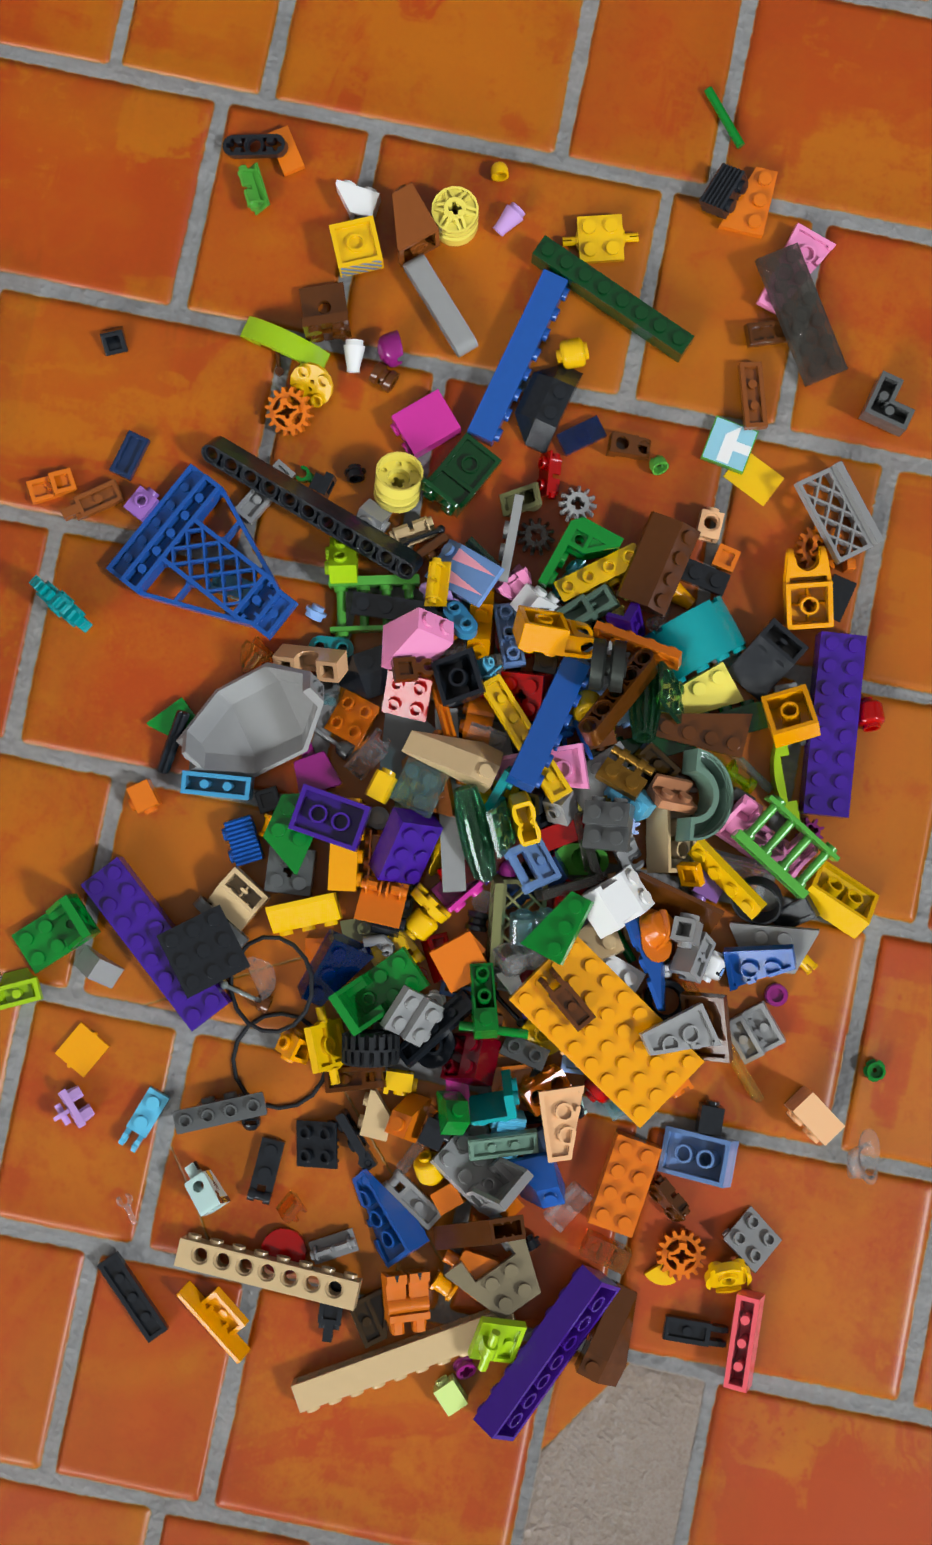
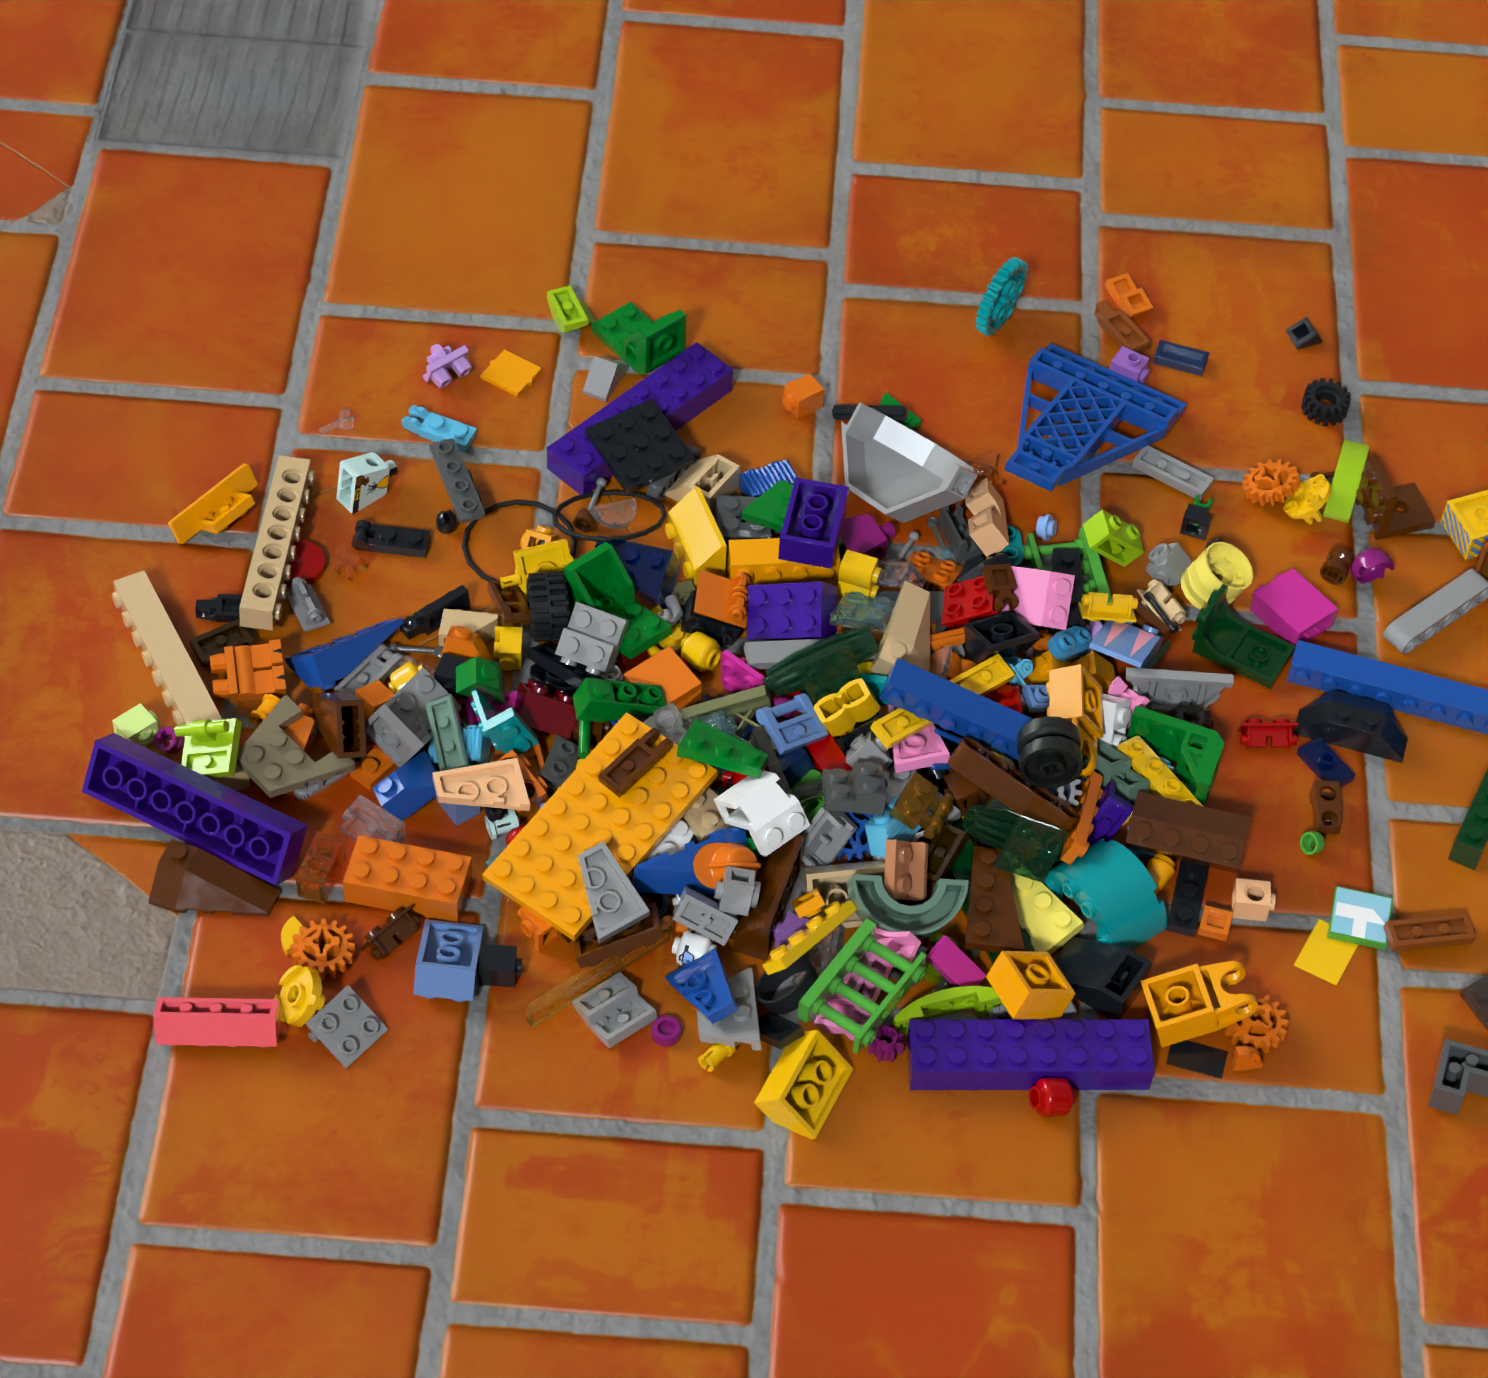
camera: 80 degrees right, 35 degrees down
(133, 1296) = (238, 433): black plate -> none
(199, 328) = (1323, 412): none -> black tyre
(217, 785) = (829, 448): dark azure brick -> none
(312, 507) = (1165, 500): black beam -> none
(317, 1144) = (431, 578): black hinge -> none
(354, 354) = (1355, 537): white cone -> none
(391, 1140) = (437, 651): none -> dark grey hinge
(430, 903) = (732, 641): yellow plate -> none
(531, 501) = (1233, 708): olive slope -> none
(532, 1242) = (323, 794): black plate -> none
(572, 353) = (1422, 740): yellow head -> none
(583, 500) = (1240, 762): light grey gear -> none
(692, 1331) = (224, 967): black hinge -> none
(751, 767) = (954, 964): none -> dark pink tile
(817, 1118) = (516, 1069): light nougat brick -> none
(851, 506) = (1312, 1055): light grey fence -> none
(864, 1158) = (468, 1143): clear piece -> none
(880, 1070) = (582, 1143): green plate -> none

